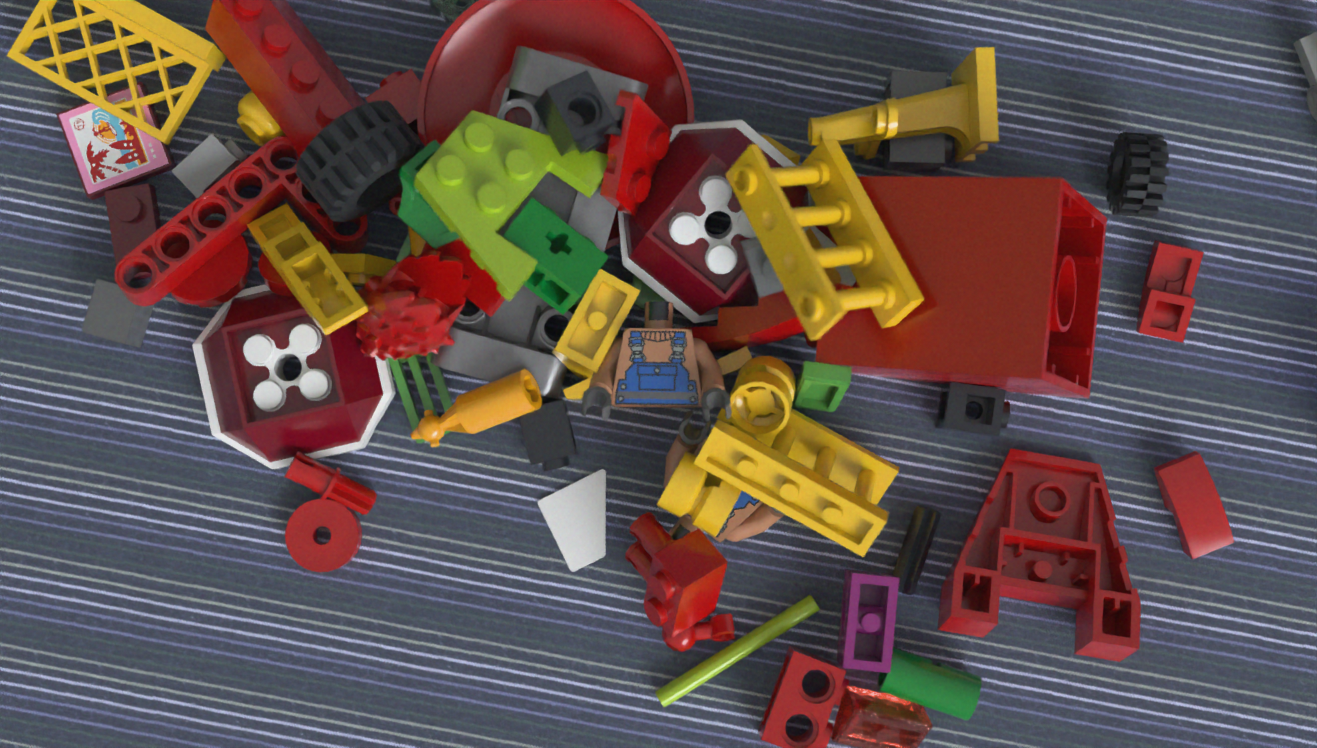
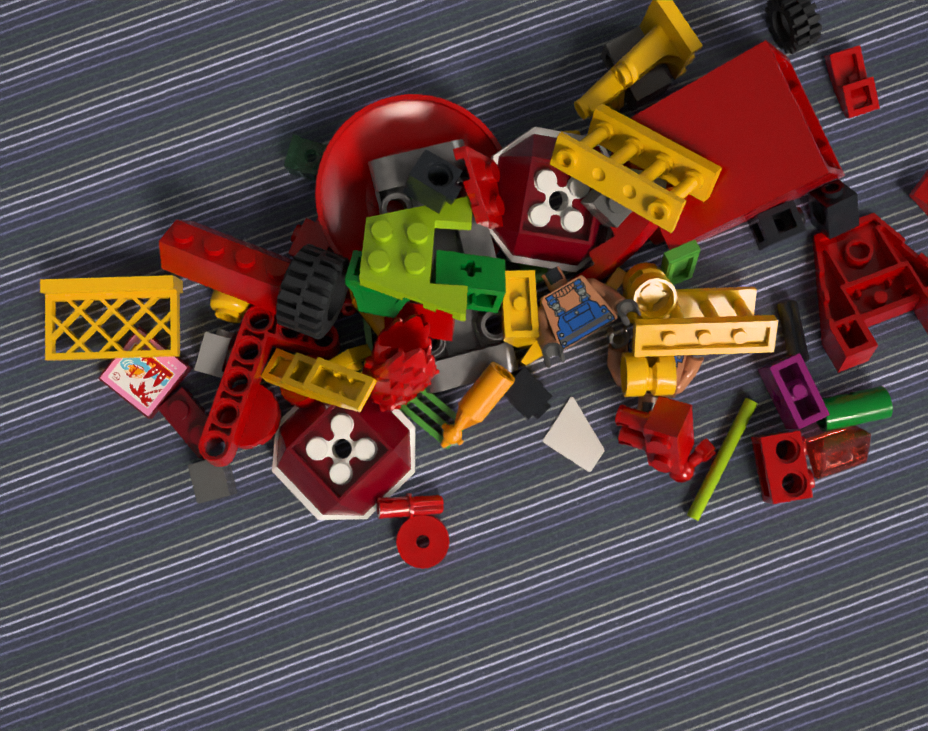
camera: 25 degrees left, 0 degrees up
(1050, 430) = (834, 208): none -> black brick

